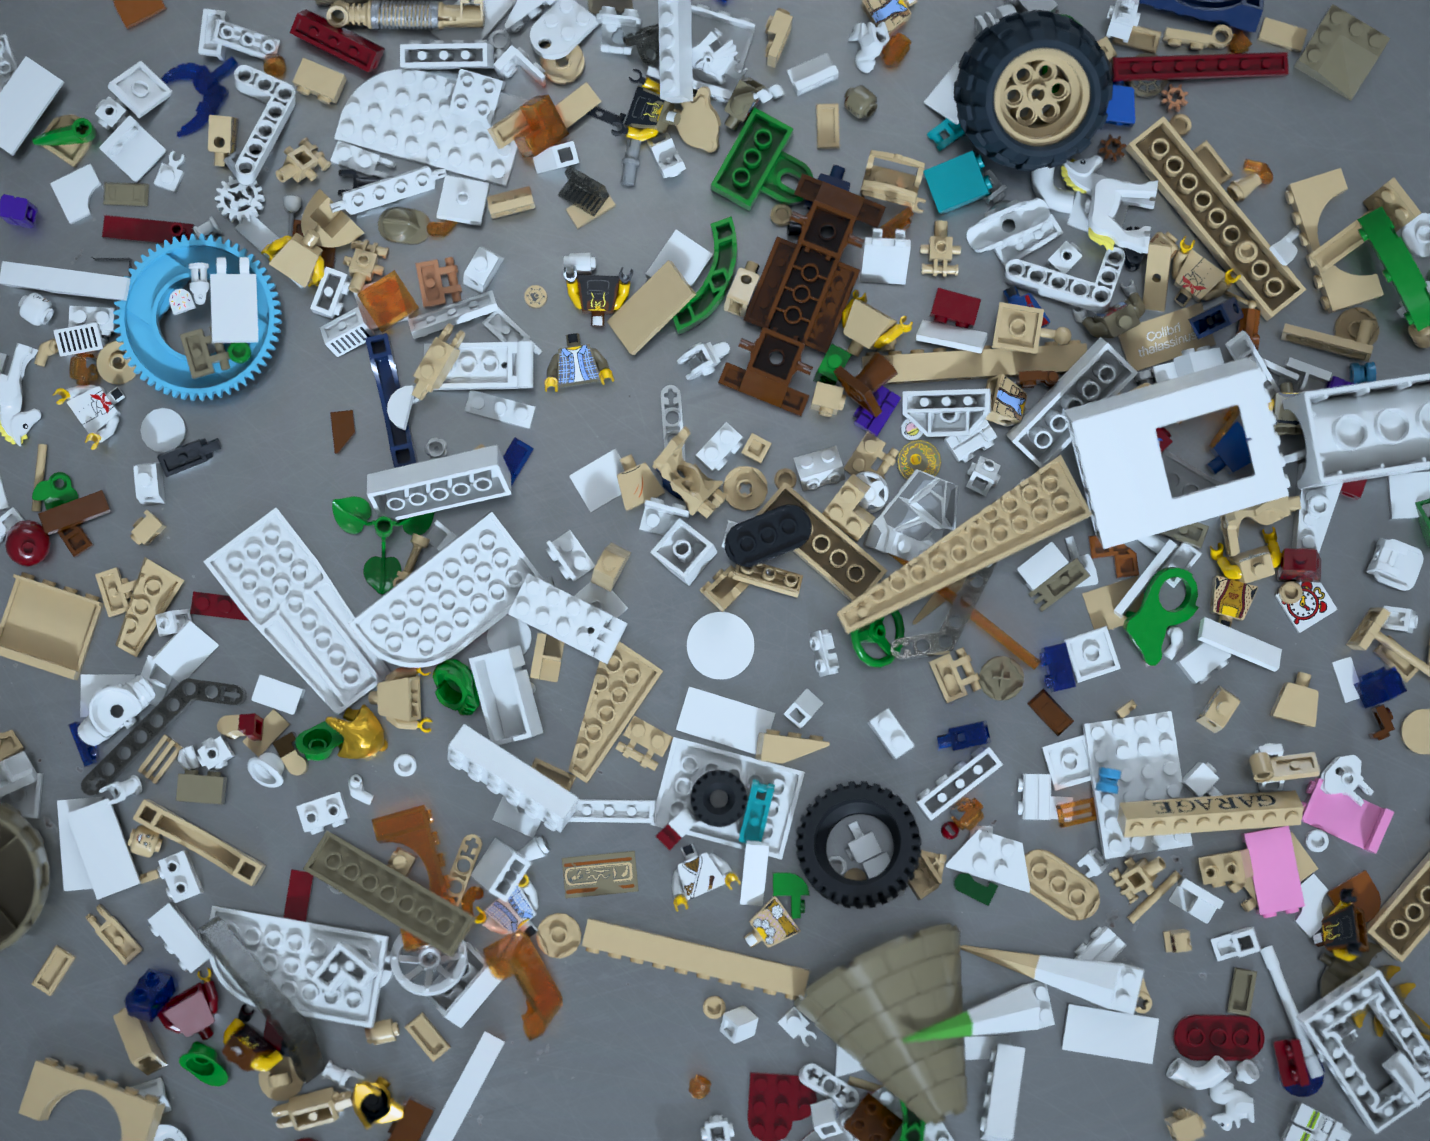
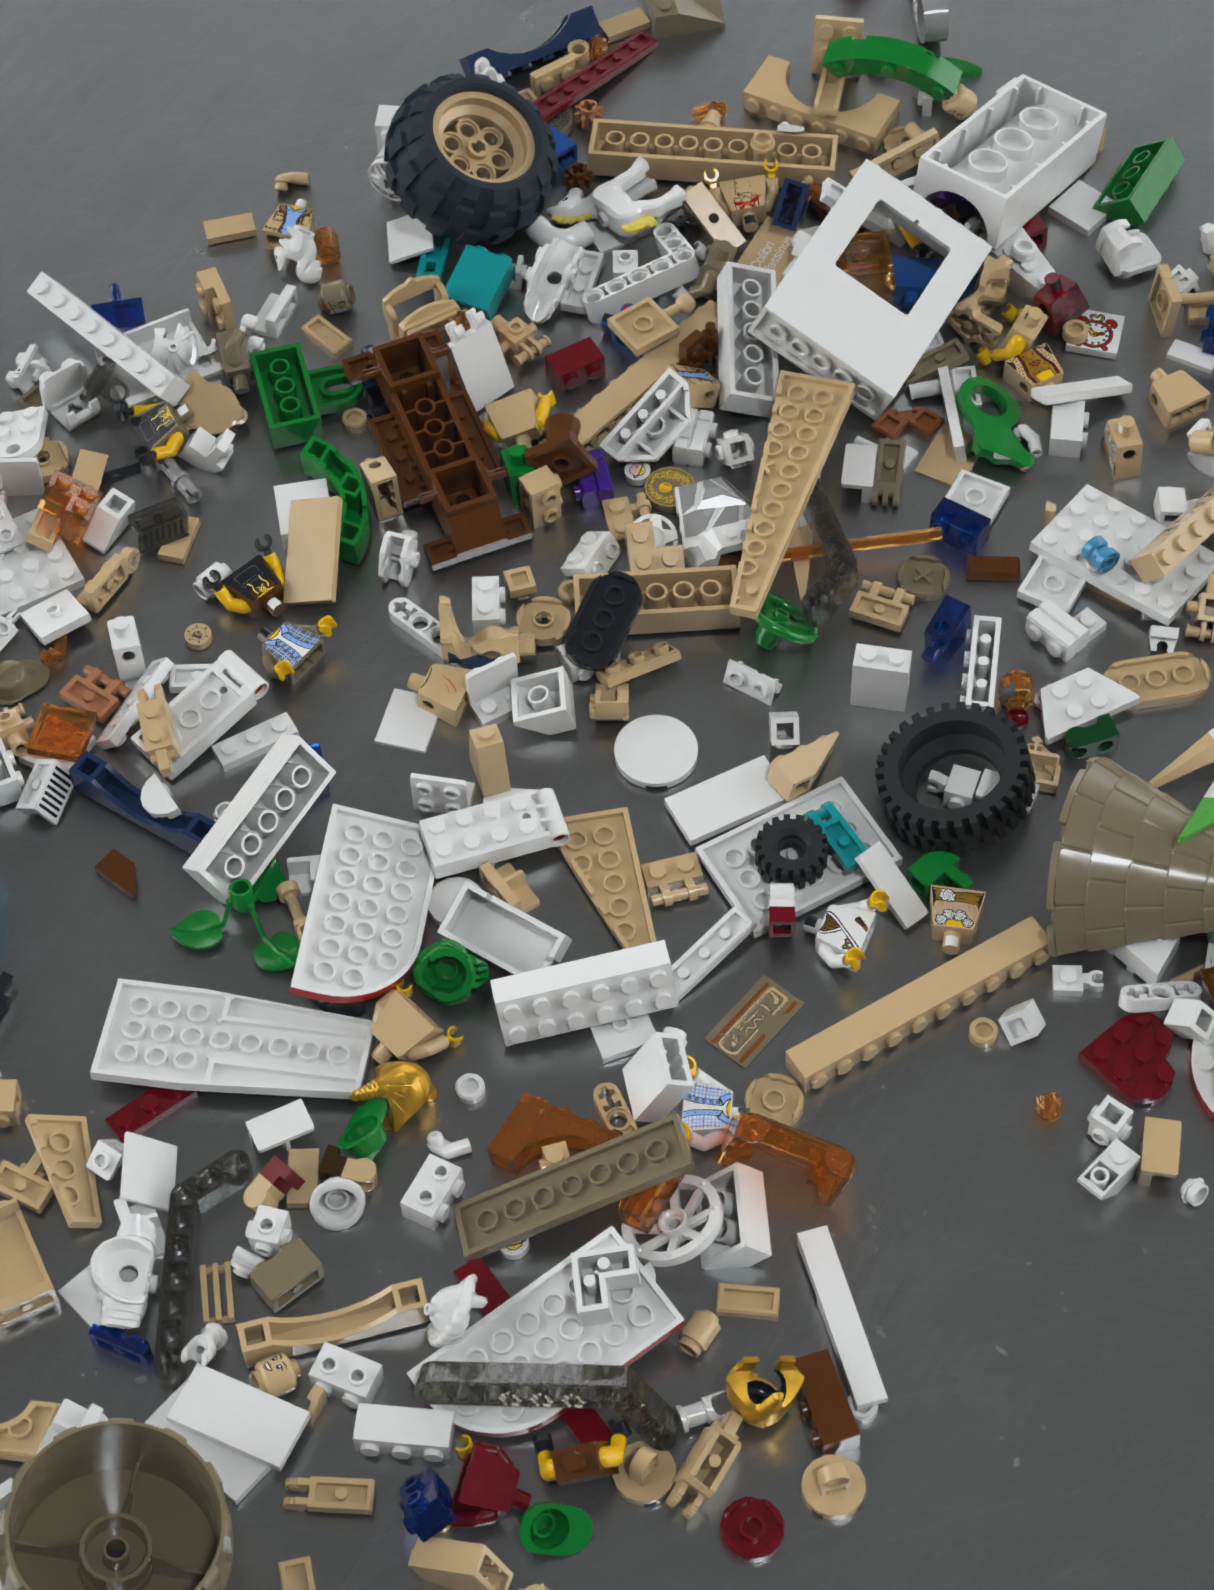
camera: 40 degrees left, 30 degrees down
(261, 900) = (450, 1311): none -> white piece
(543, 197) = (131, 557): none -> tan tile
(951, 336) = (595, 381): white tile -> none
(1061, 815) = (1109, 602): clear orange tile -> none

